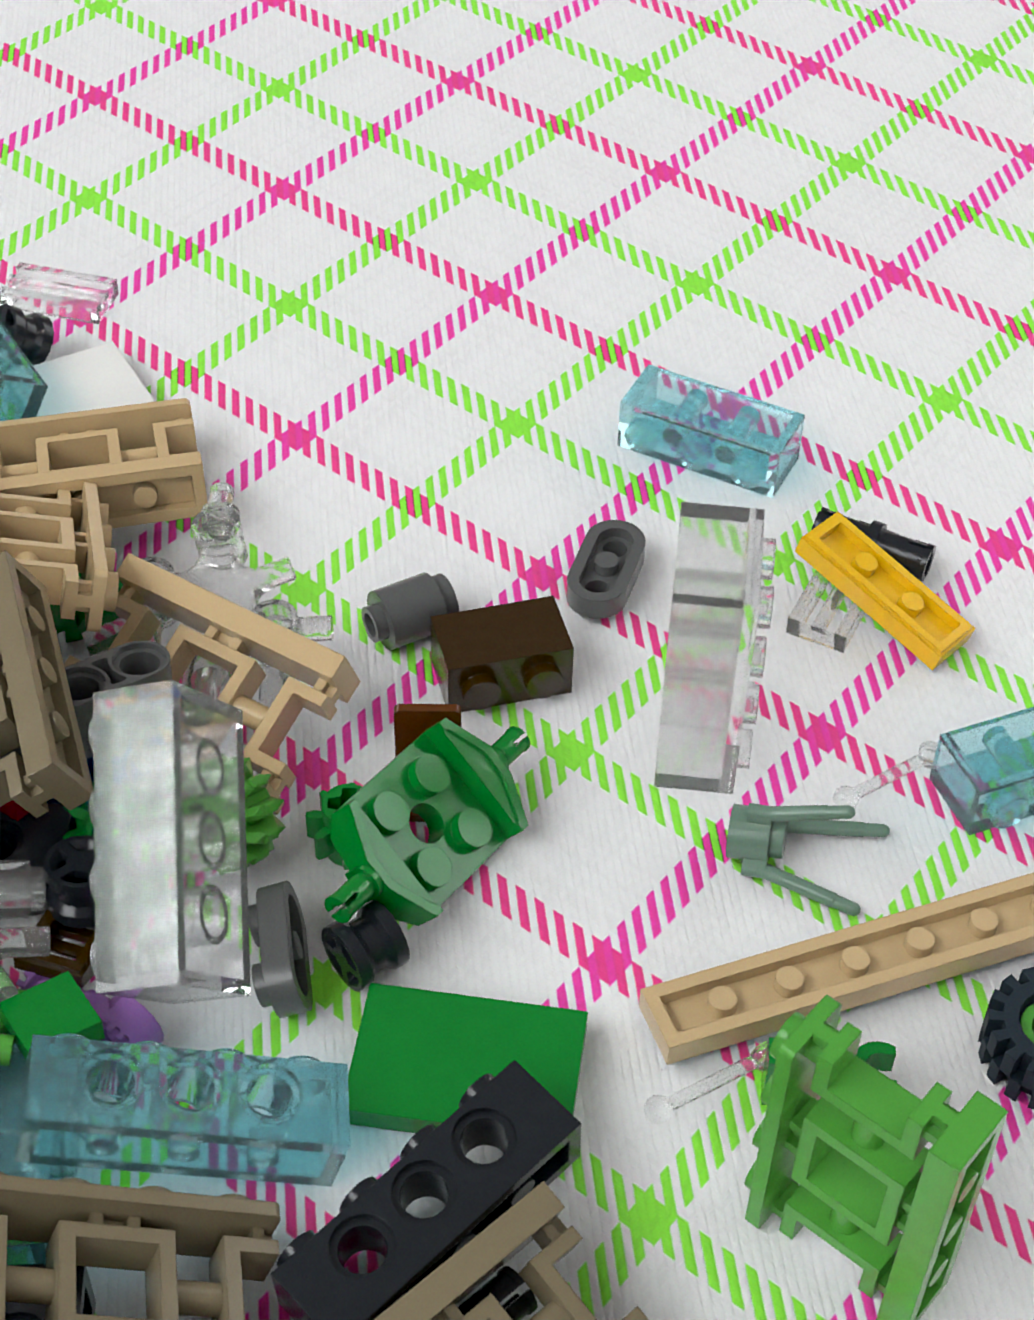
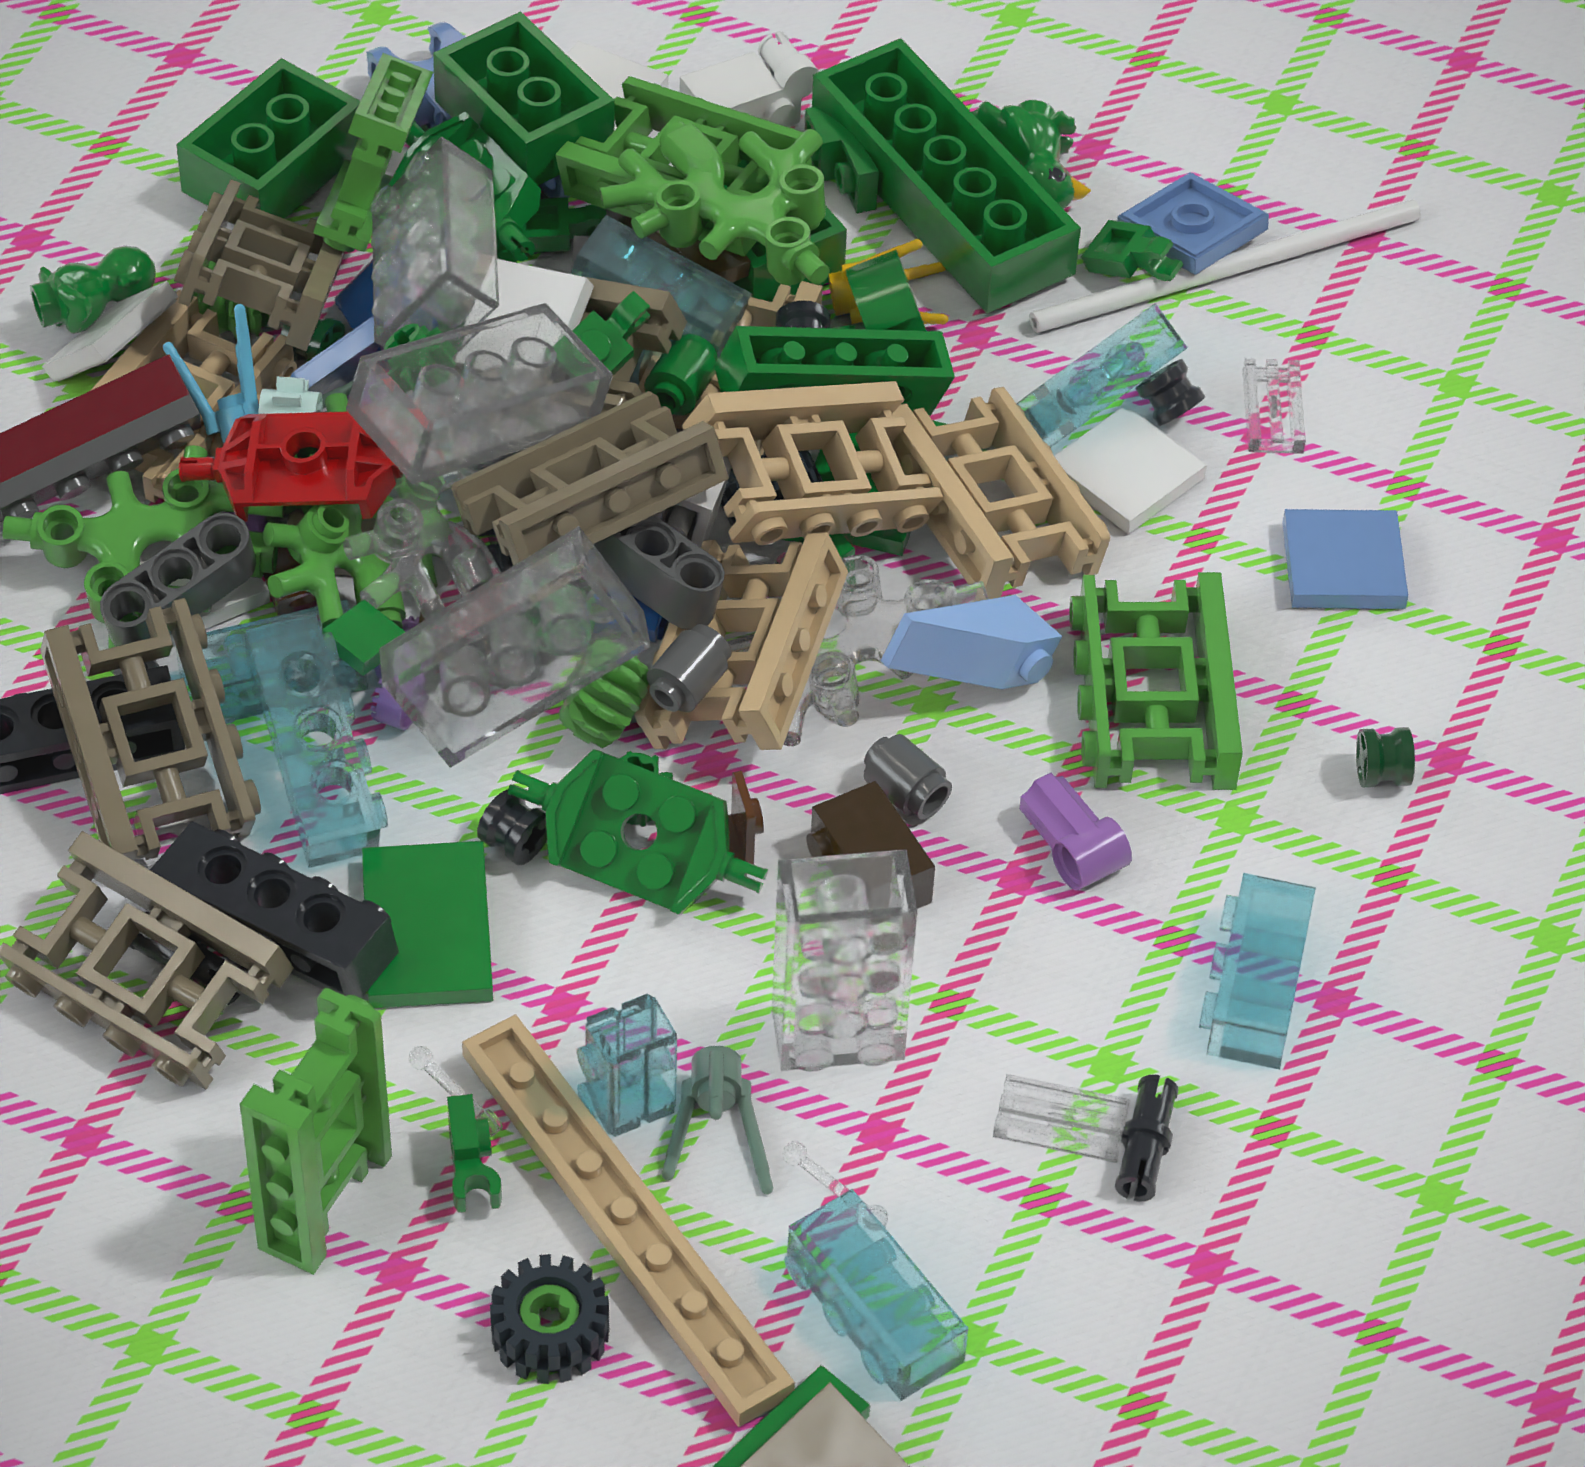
camera: 75 degrees right, 5 degrees up
(257, 293) = (1344, 559): none -> medium blue tile
(266, 717) = (689, 668): none -> dark grey brick
(280, 932) = (491, 771): dark grey plate -> none
(282, 507) = (976, 643): none -> light blue slope
(359, 389) = (1200, 679): none -> bright green fence
(499, 325) = (1385, 757): none -> dark green wheel
(533, 507) = (1080, 842): none -> medium lavender piece
(605, 569) = (1023, 918): dark grey plate -> none
(755, 879) = (629, 1065): none -> clear light blue brick
(885, 590) = (1066, 1145): yellow tile -> none

